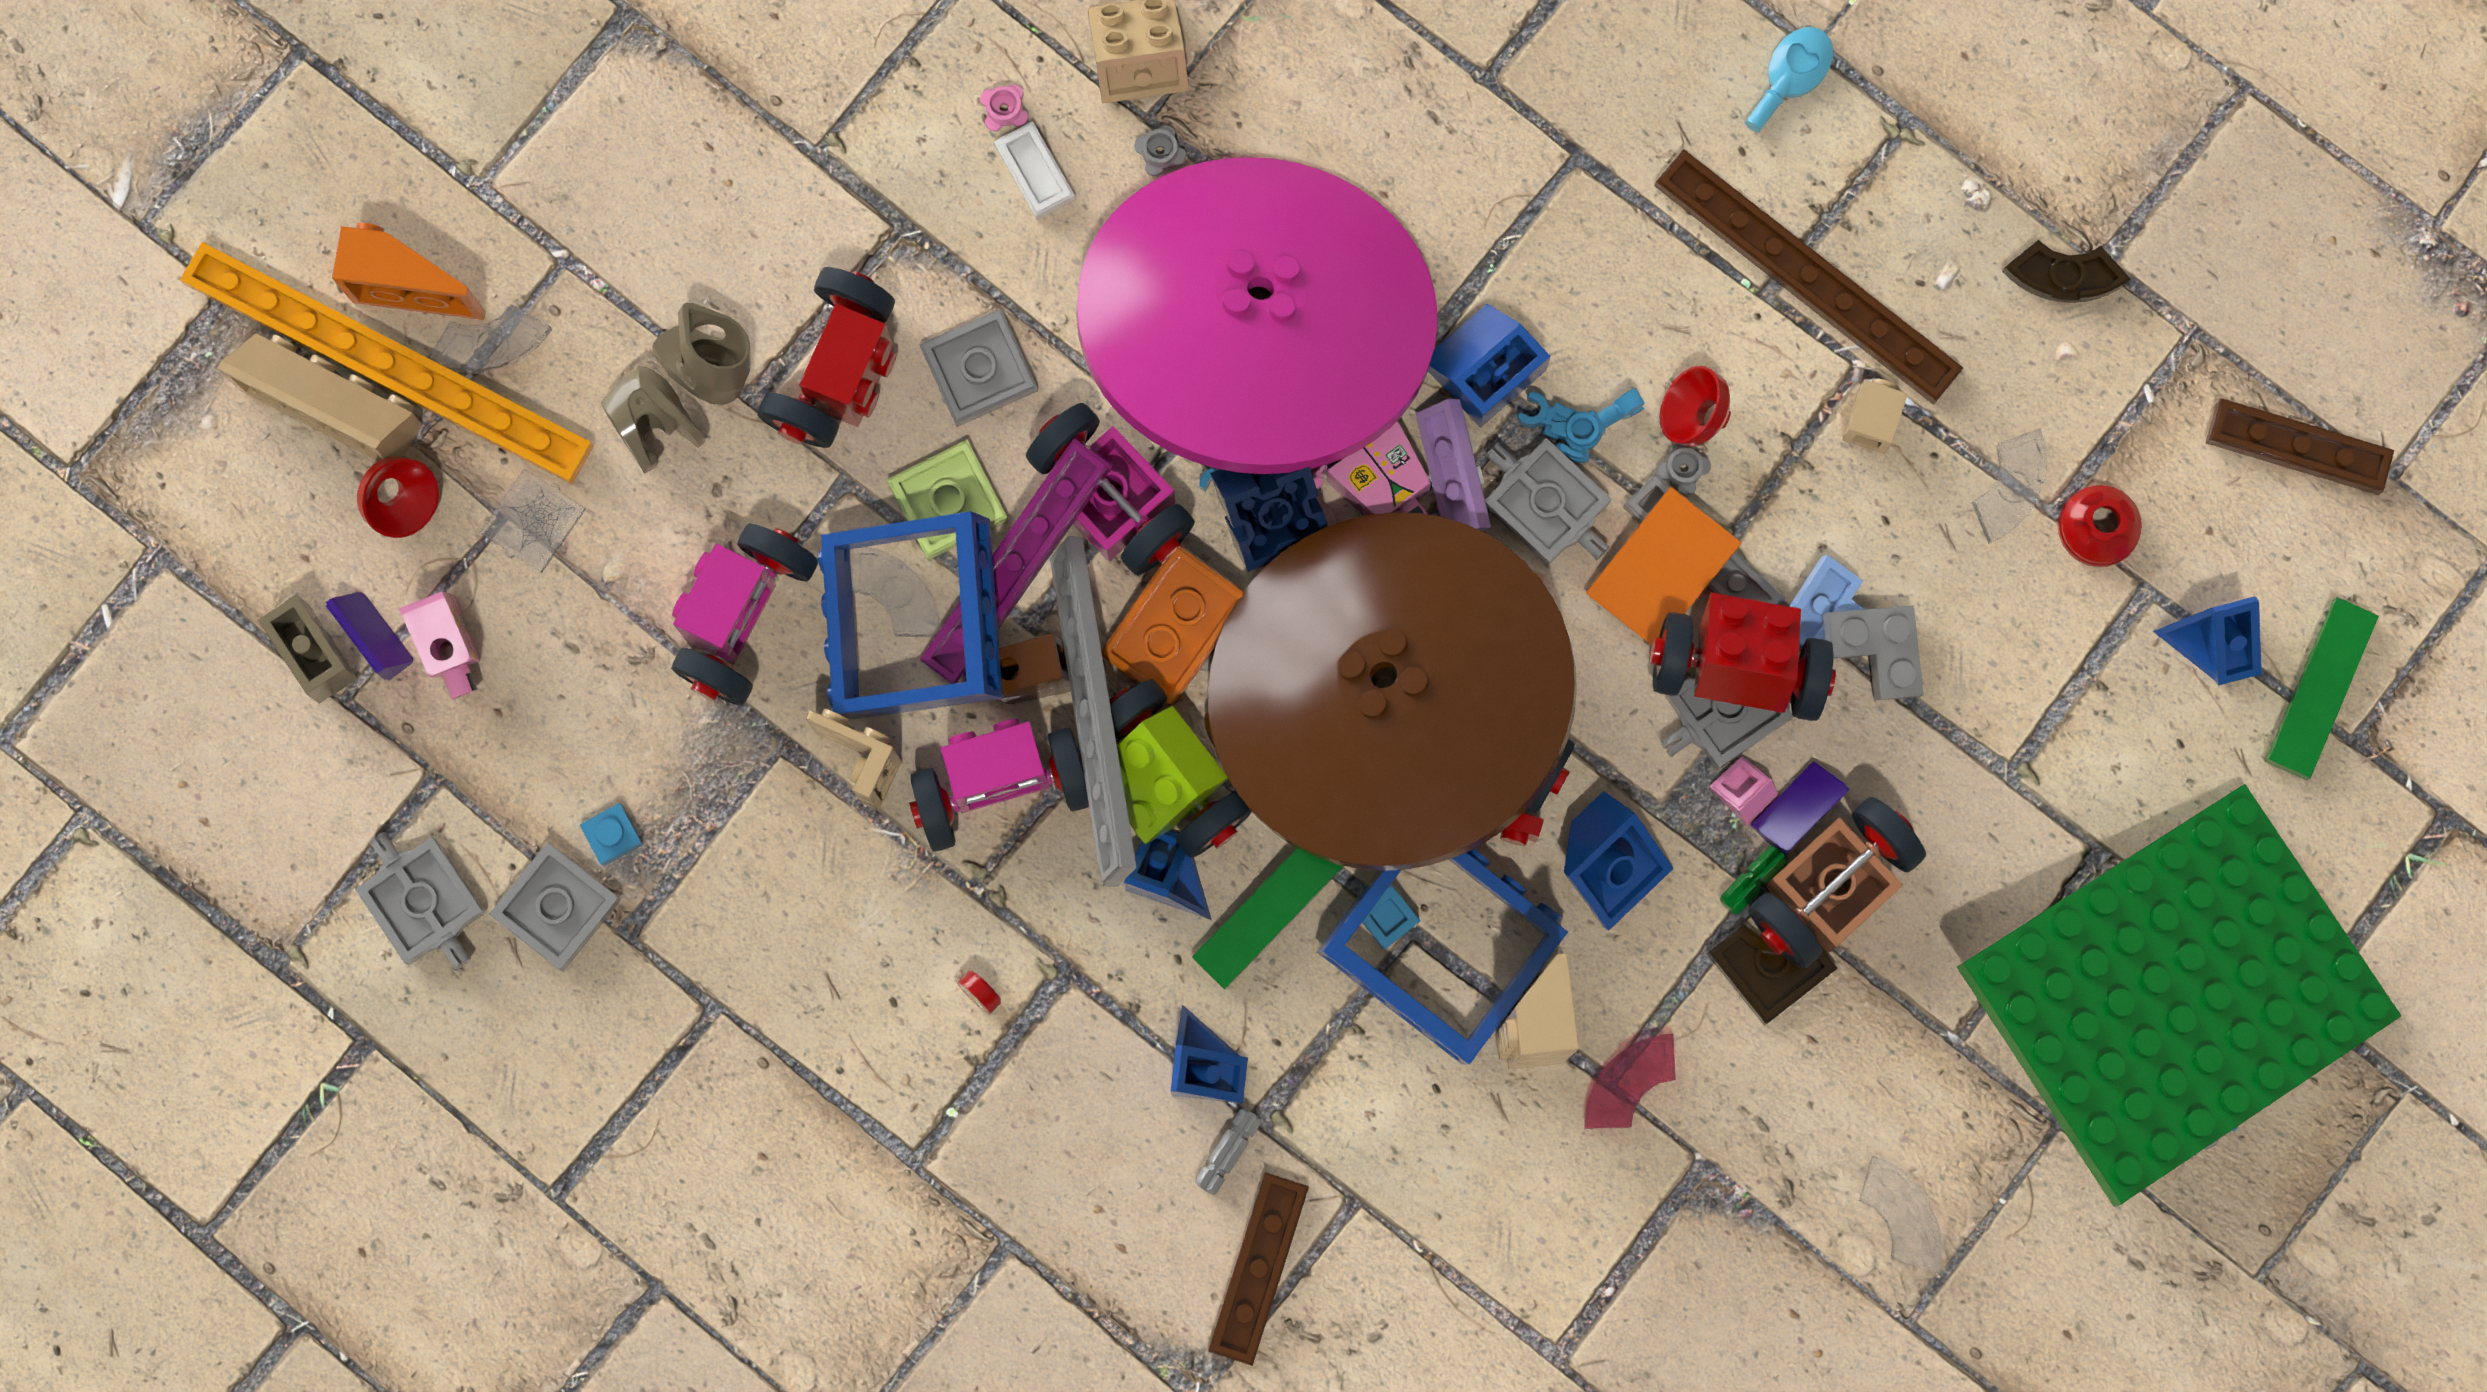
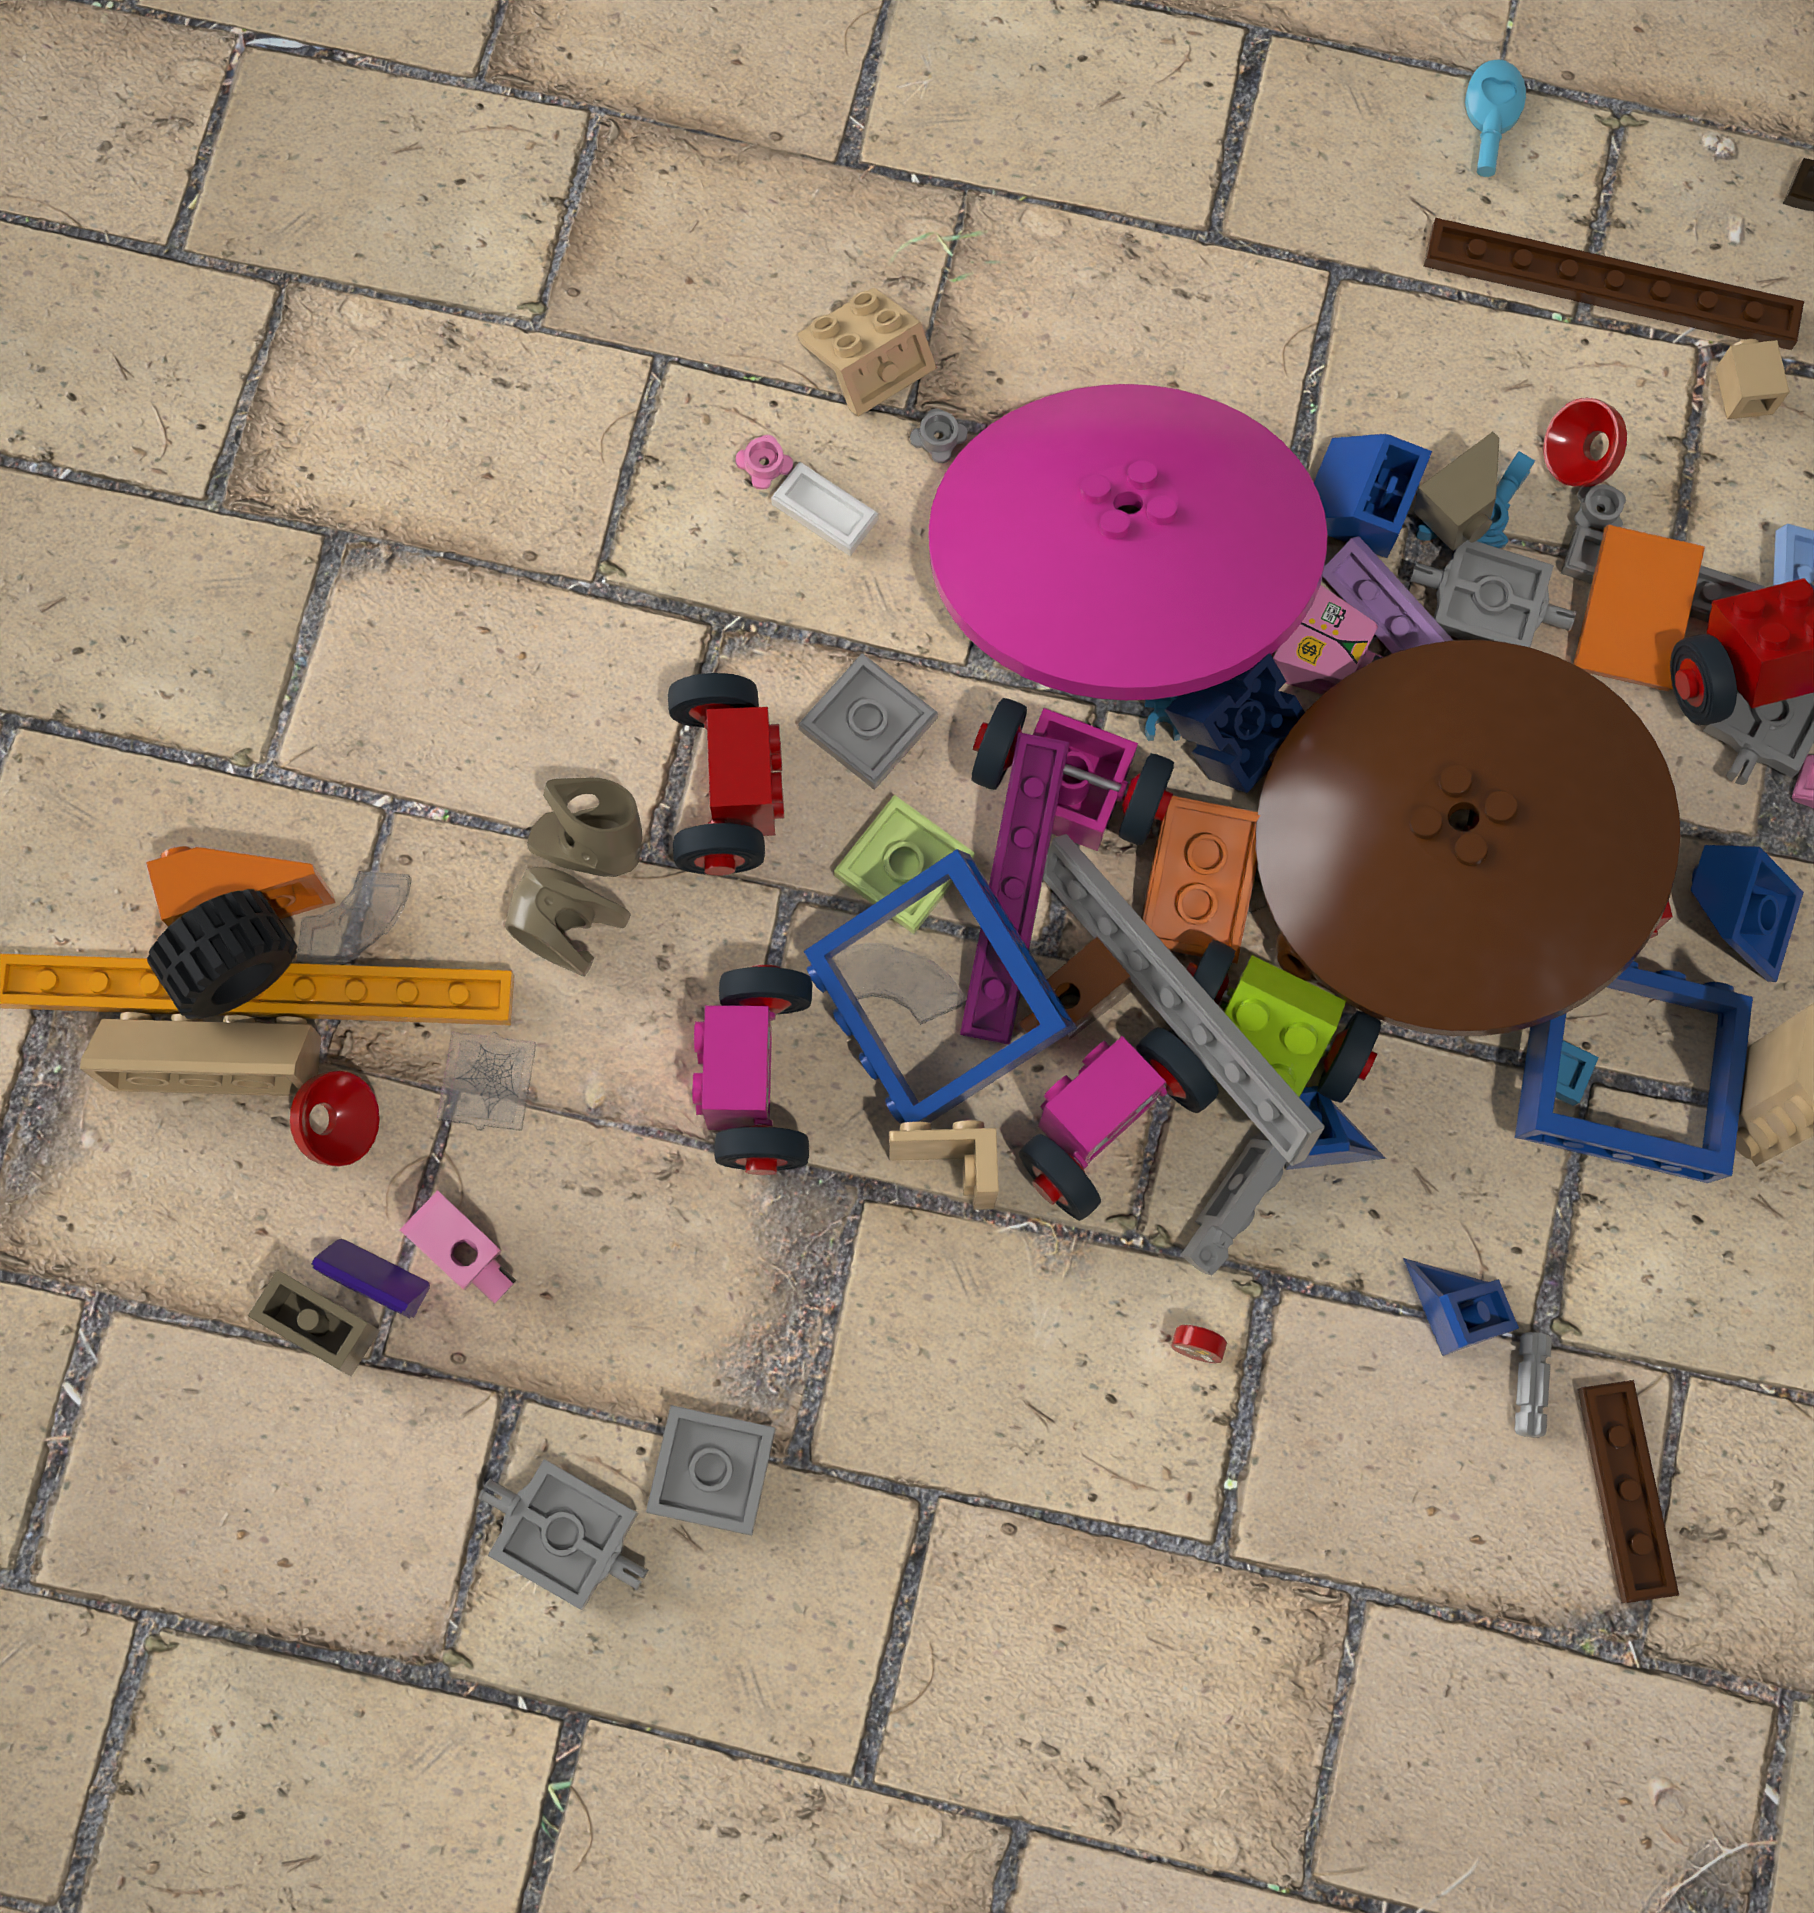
camera: 30 degrees left, 5 degrees down
(366, 327) = (222, 954): none -> black tyre
(611, 834) = (731, 1365): dark azure plate -> none
(1056, 902) = (1233, 1205): none -> light grey hinge
(1264, 916) = (1442, 1124): green tile -> none
(1562, 404) = (1462, 495): none -> dark tan slope

